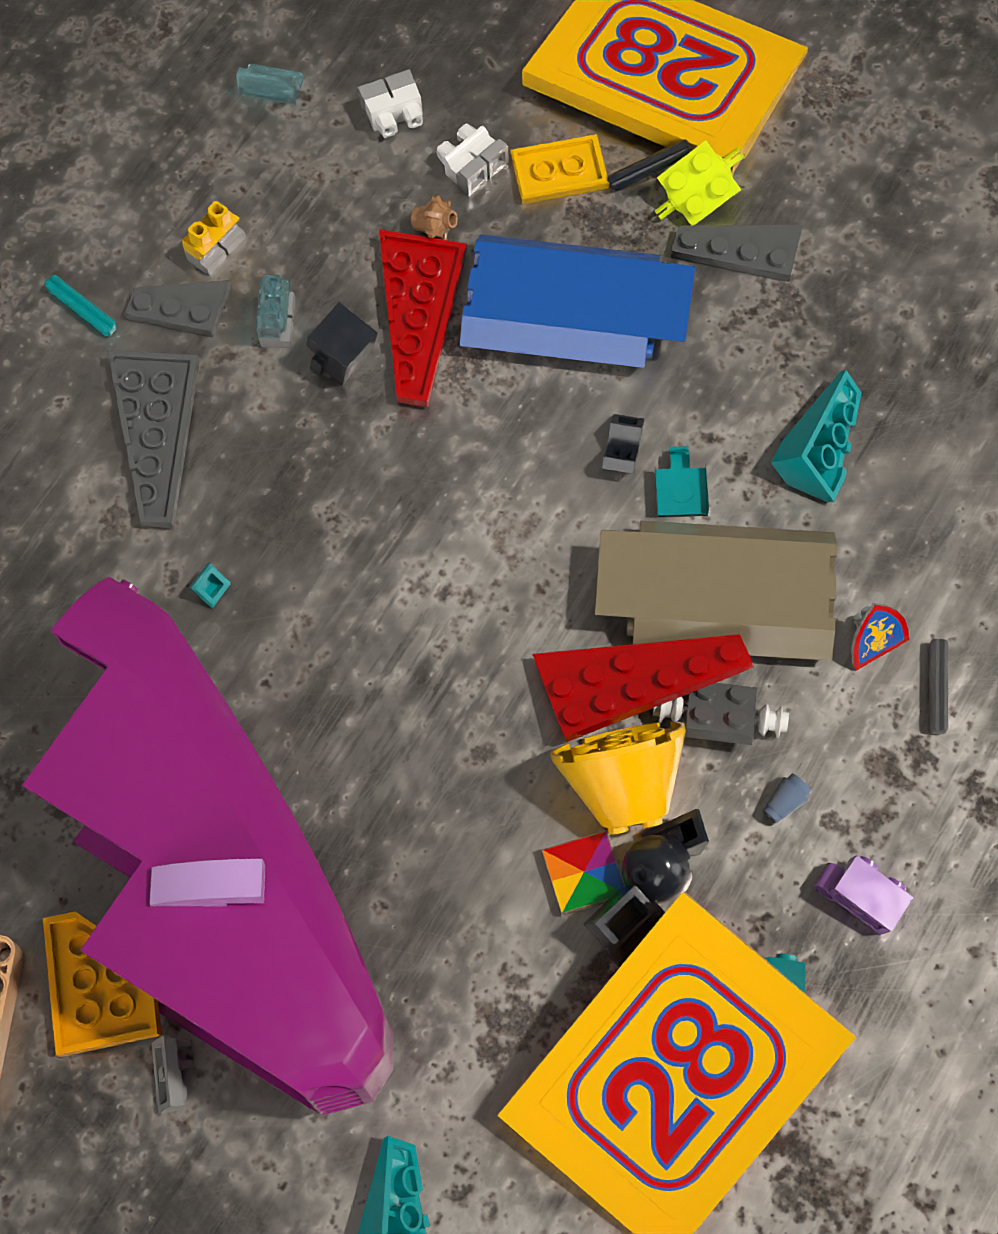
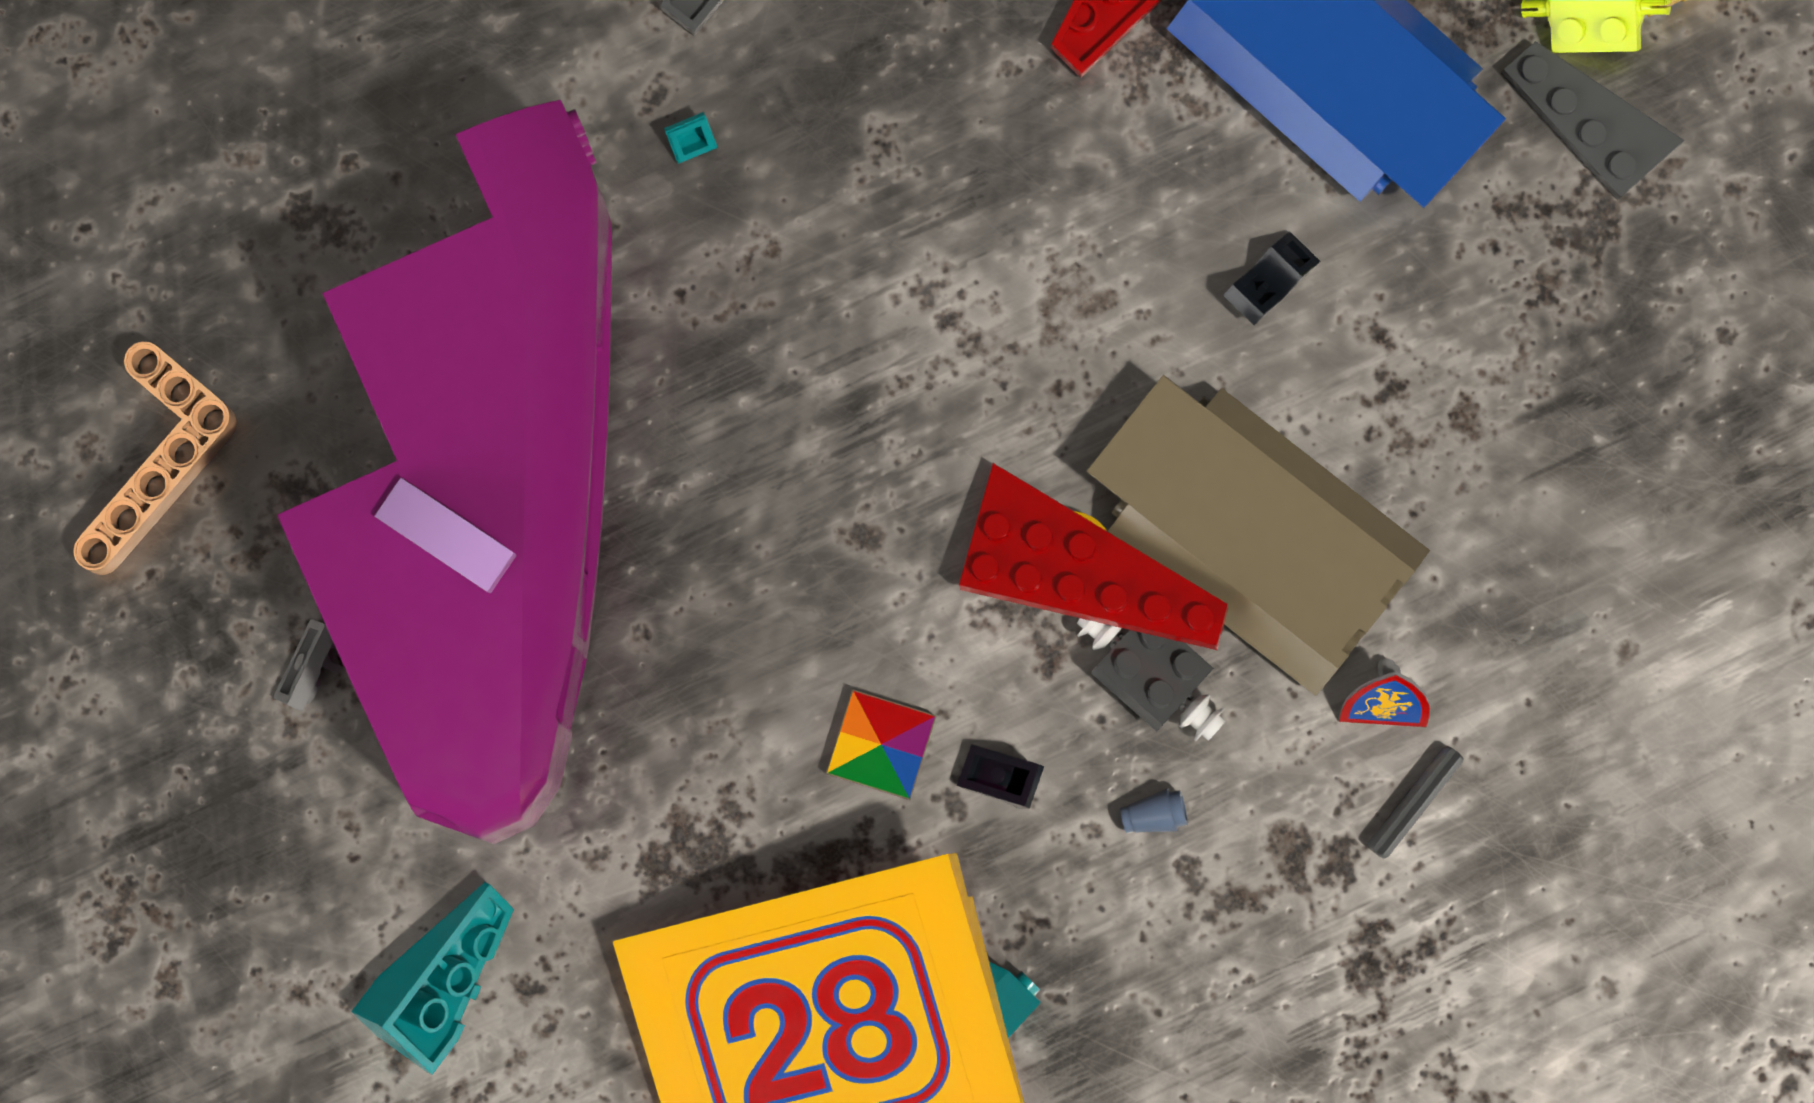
camera: 30 degrees right, 15 degrees up
(88, 1000) = (285, 472): light orange wing -> none
(624, 922) = (881, 834): black plate -> none
(625, 773) = (994, 668): yellow cone -> none
(657, 867) = (956, 797): black cylinder -> none
(681, 488) = (1301, 374): teal piece -> none
(816, 446) = (1489, 432): teal wedge -> none
(865, 892) = (1162, 971): hinge -> none

